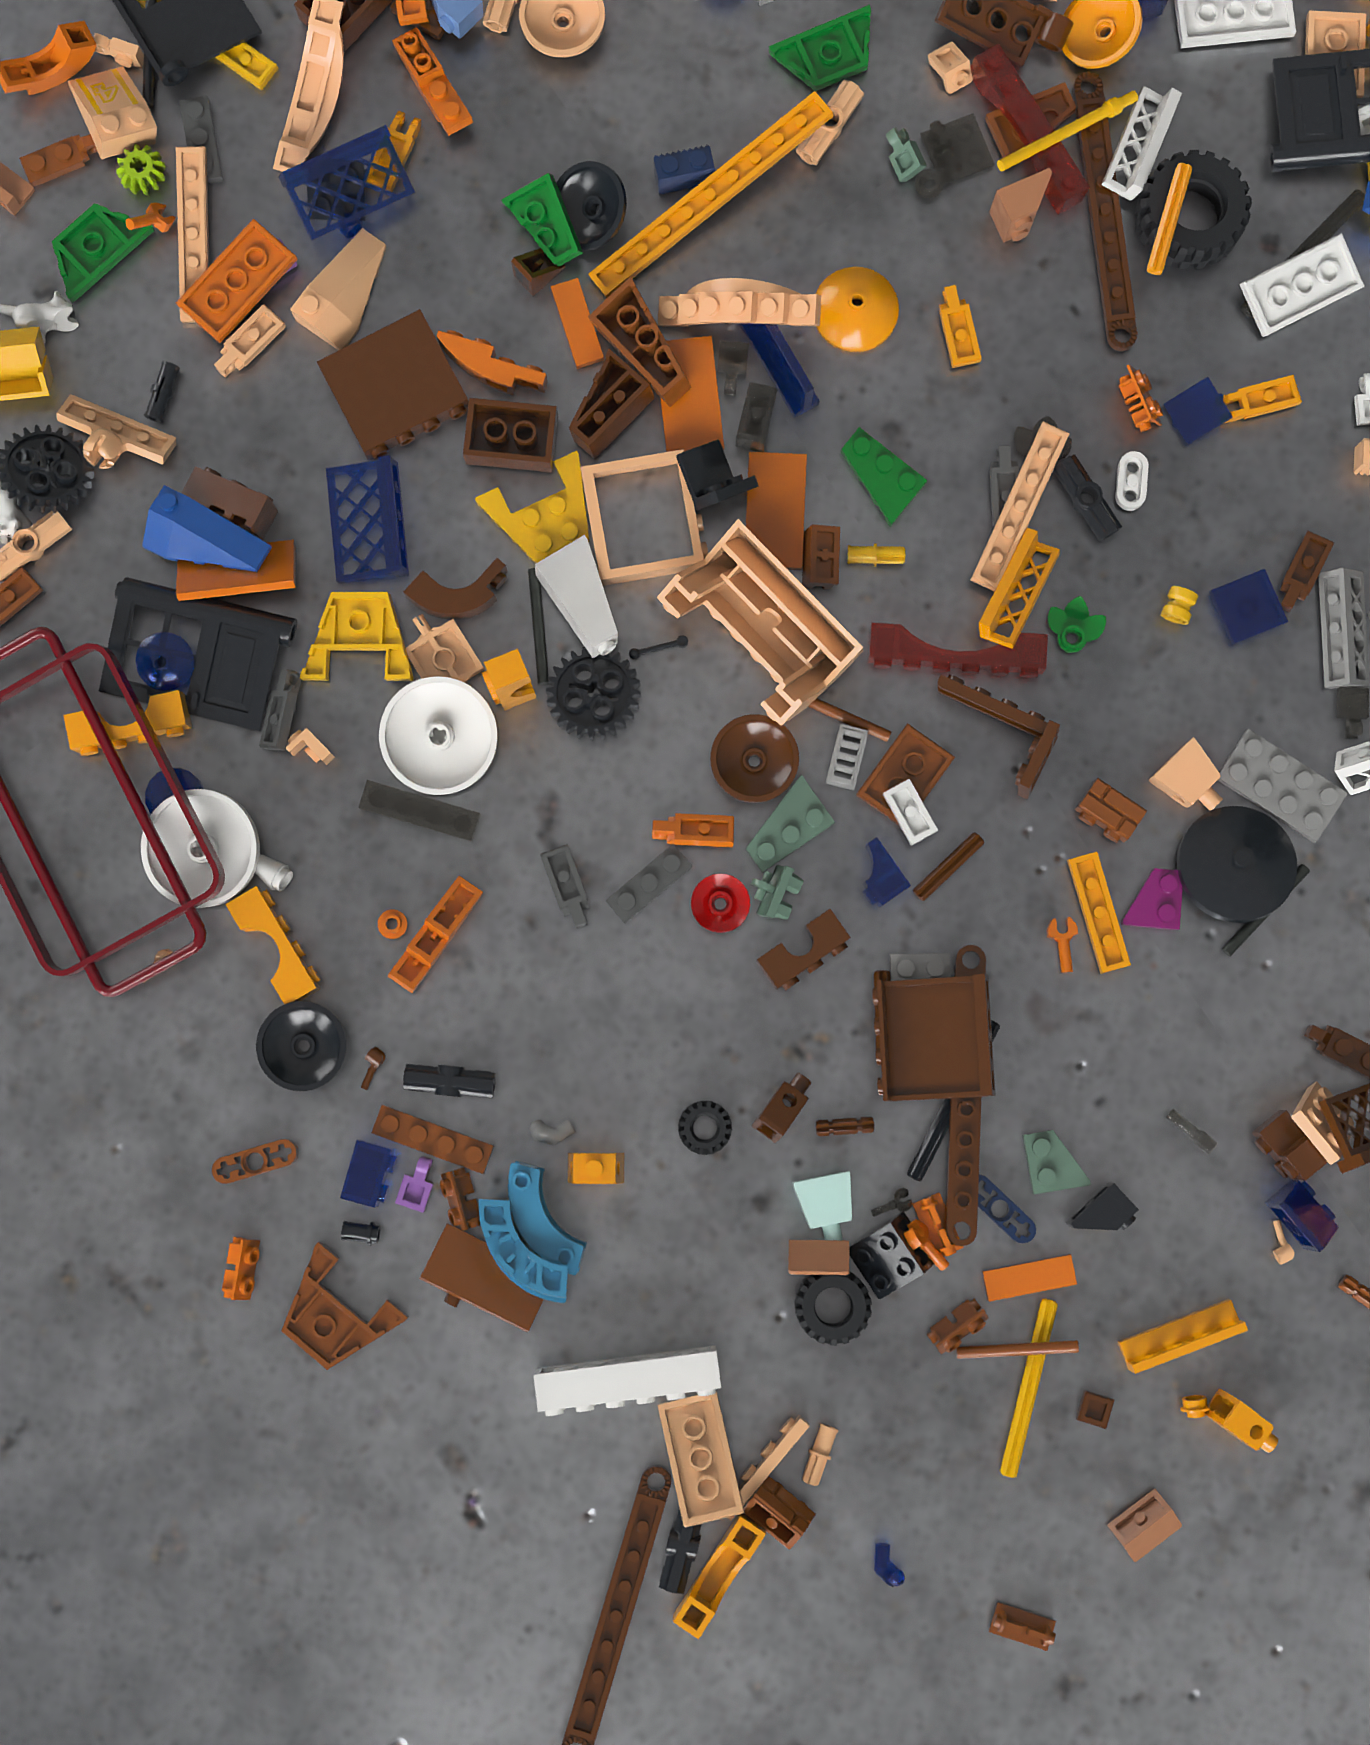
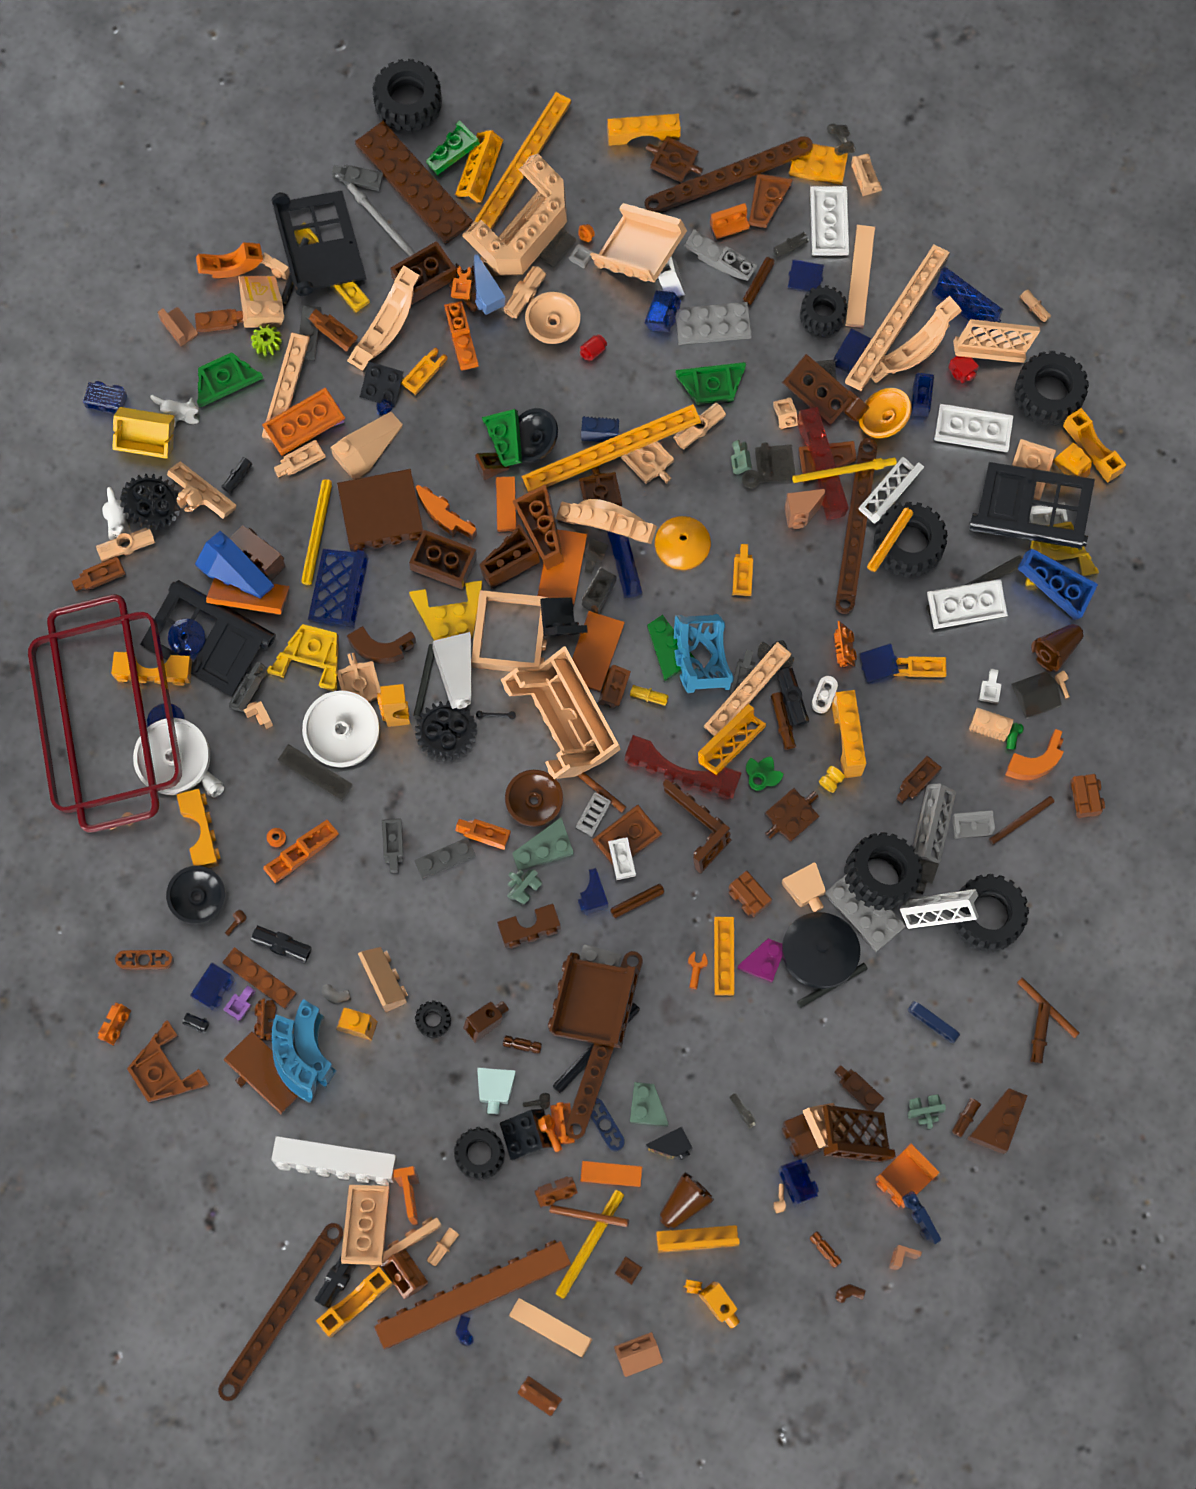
camera: 15 degrees right, 10 degrees down
(152, 217) = (264, 370): orange bar -> none
(237, 125) = (333, 329): none -> dark orange hinge
(308, 445) = (316, 532): none -> yellow axle
(335, 159) = (383, 366): clear blue fence -> none
(615, 1089) = (383, 978): none -> light nougat slope
(635, 45) = (593, 347): none -> red brick
(711, 258) = (601, 487): none -> reddish brown plate
(720, 887) = (484, 872): red dish -> none
(743, 1380) = (407, 1178): none -> orange fence
(772, 199) = (649, 462): none -> light nougat plate
(818, 1257) = (479, 1118): nougat panel -> none
(883, 1513) = (472, 1295): none -> dark orange brick
(948, 448) = (691, 677): none -> dark azure fence
(1010, 1526) = (550, 1327): none -> light nougat slope
(1087, 545) = (785, 728): none -> reddish brown pin
(1135, 674) = (791, 814): none -> reddish brown plate
(1149, 1289) = (685, 1201): none -> reddish brown cone
(1177, 496) = (846, 714): none -> light orange arch
(1248, 606) = (876, 792): clear blue plate -> none
(1317, 695) = (898, 854): none -> black tyre

